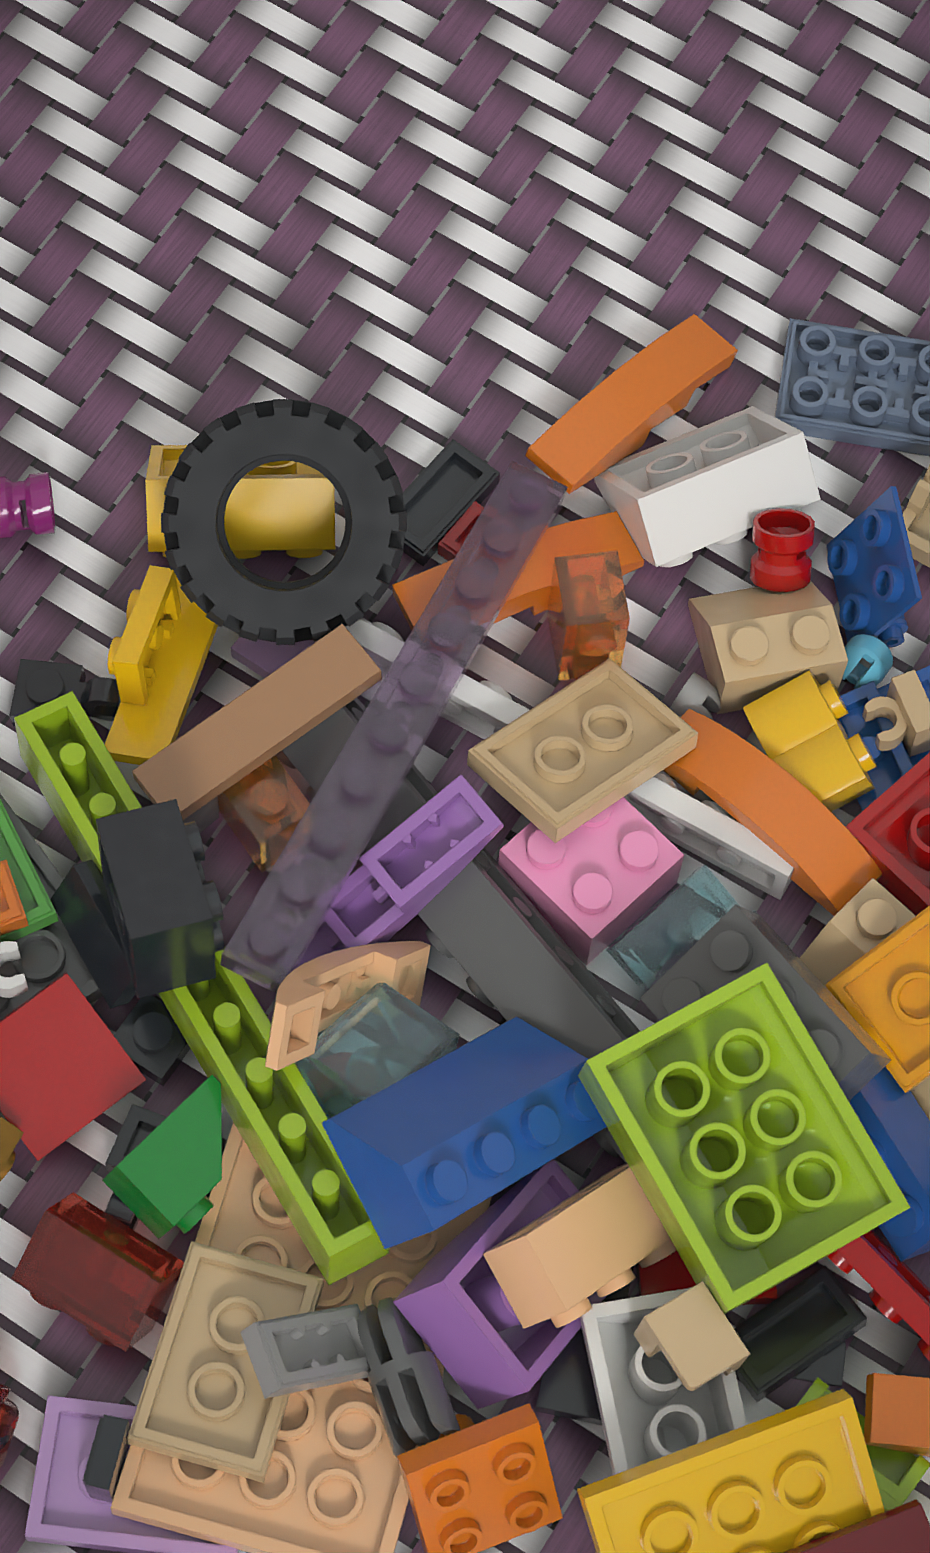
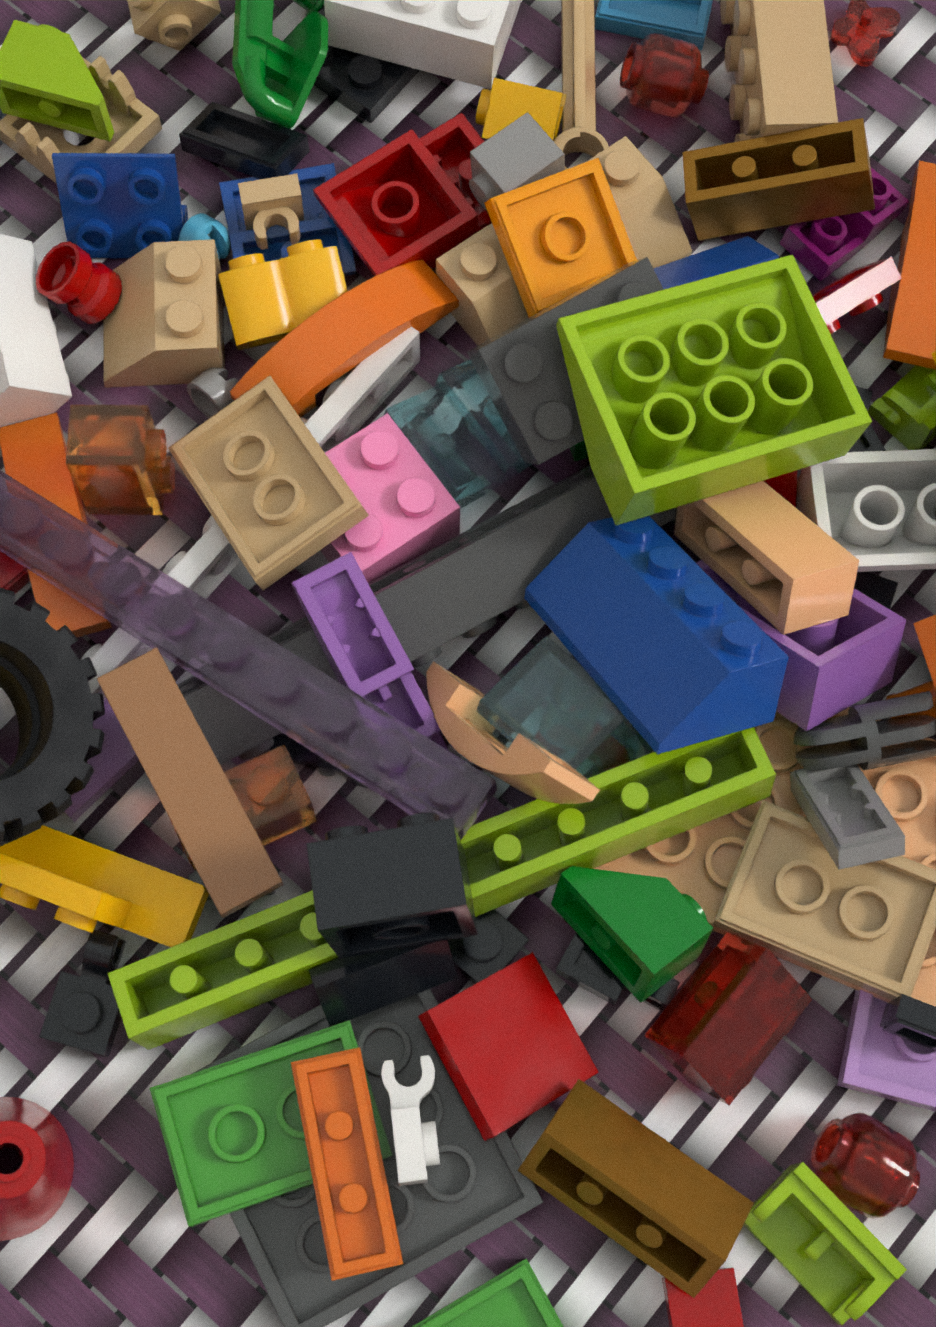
camera: 80 degrees left, 5 degrees up
(693, 1337) = (873, 465): tan panel -> none

